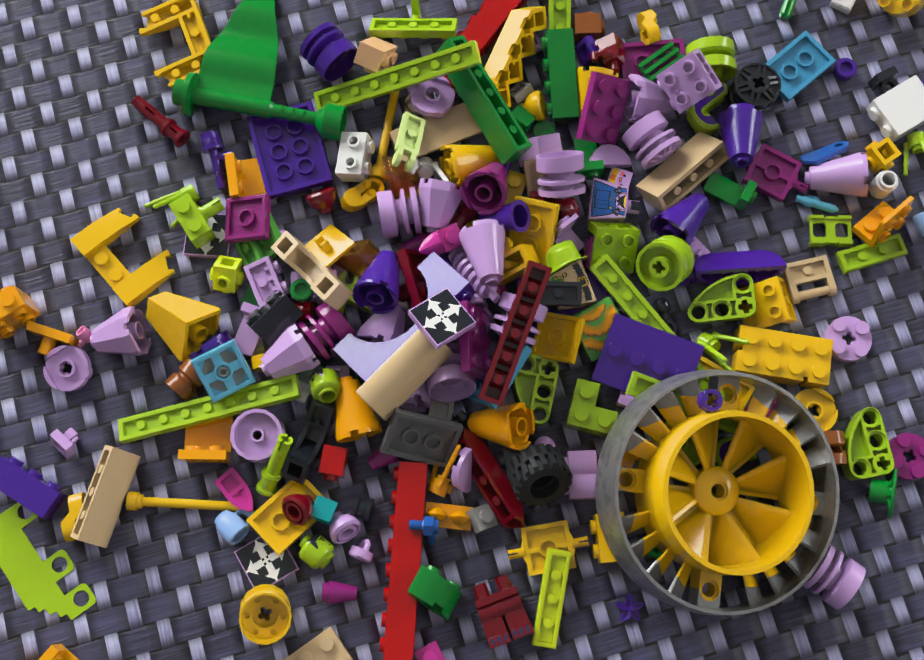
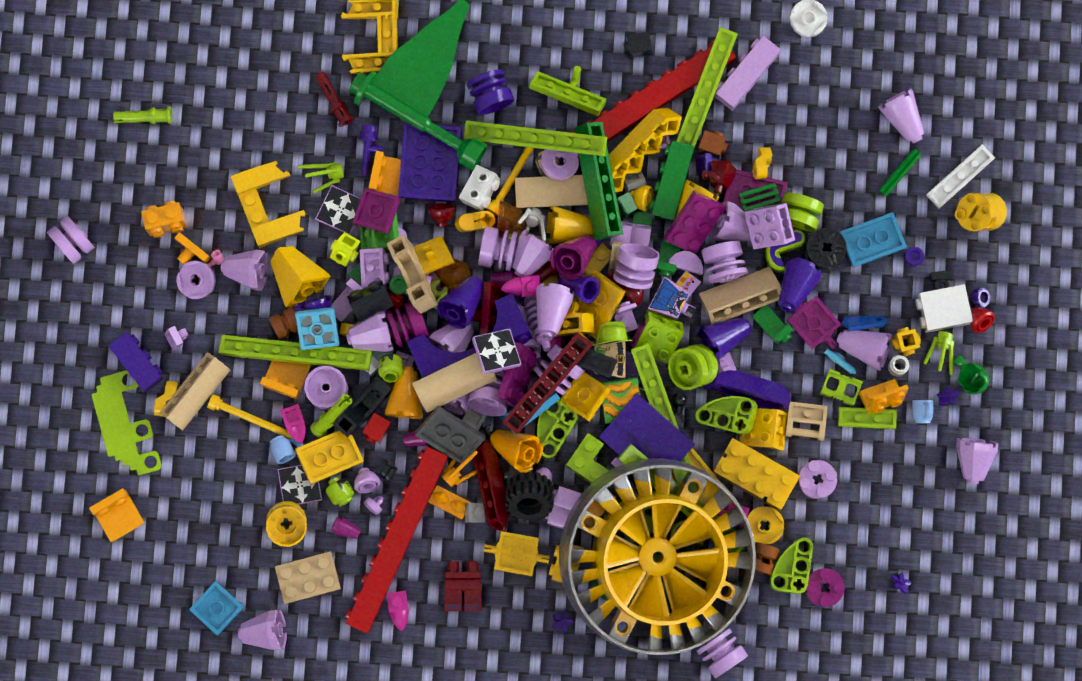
camera: 20 degrees right, 5 degrees up
(195, 218) = (334, 195): lime brick -> none
(298, 508) = (337, 454): dark red brick -> none
(323, 509) = (356, 462): teal piece -> none
(375, 54) = (528, 108): light nougat brick -> none
(408, 140) = (526, 193): yellowish green hinge -> none
(428, 526) = (431, 504): blue piece -> none
(435, 591) = (418, 554): green brick -> none
(462, 473) = (471, 473): lavender tile -> none
(551, 598) = (504, 591): neon yellow tile -> none
(712, 346) = (704, 445): lime plant -> none
(717, 402) = (677, 490): dark purple bush -> none
(884, 492) = (790, 605): green wheel -> none

